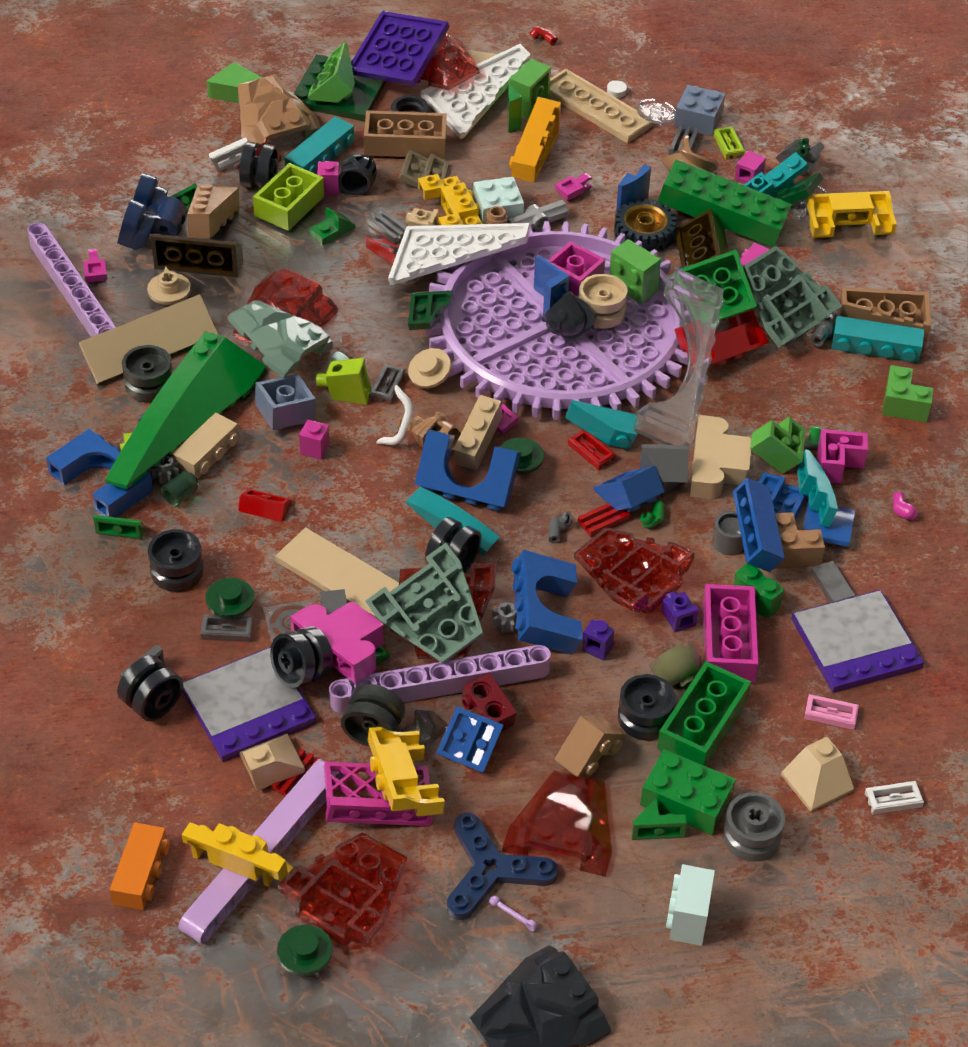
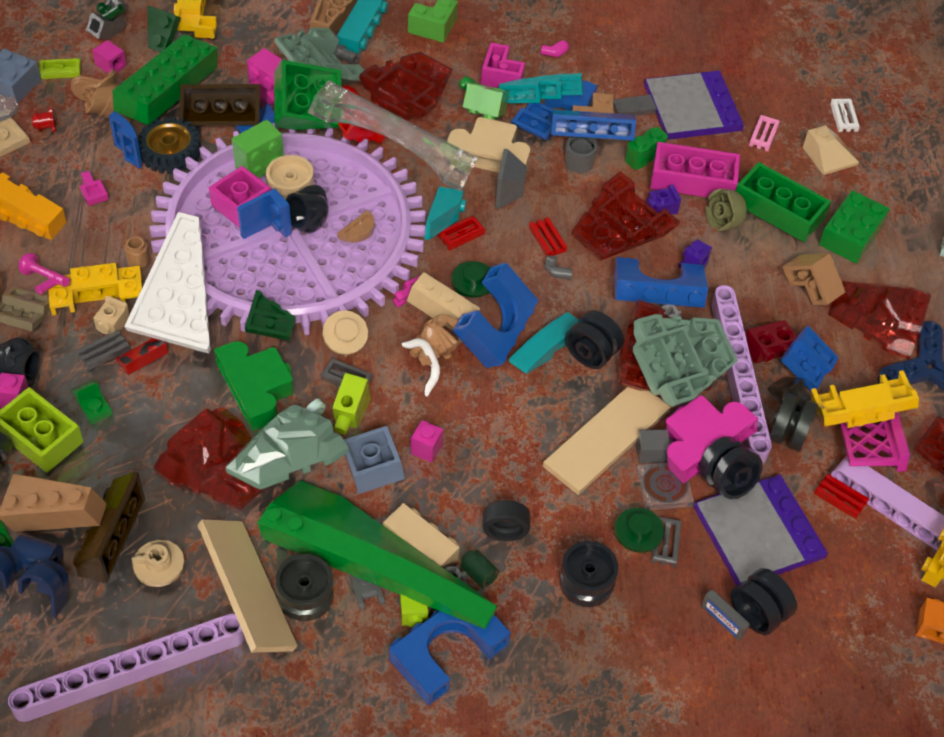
camera: 85 degrees left, 5 degrees up
(94, 269) = (100, 643): dark pink plate -> none
(119, 527) = (523, 631): green slope -> none
(227, 497) = (512, 530): none -> black tyre
(264, 504) = (504, 488): red slope -> none
(272, 762) = (834, 512): tan slope -> none
(367, 320) = (255, 380): none -> green brick
(470, 162) = (29, 264): none -> dark pink piece
(498, 192) = (101, 245): light aqua brick -> none
(538, 215) = (131, 219): light grey piece -> none
(565, 364) = (358, 229): none -> medium nougat tile
(631, 488) = (522, 209): blue slope -> none
(645, 705) = (773, 236): black wheel -> none
(651, 142) = (44, 120): none -> red brick
(655, 826) = (883, 252): green slope -> none
(656, 517) = (552, 201): green arm -> none
(680, 131) = (49, 96): flat silver tile -> none
(753, 826) = (890, 188): dark grey wheel -> none
(780, 176) = (135, 38): teal slope -> none
(788, 380) = (407, 87): none -> clear red wedge

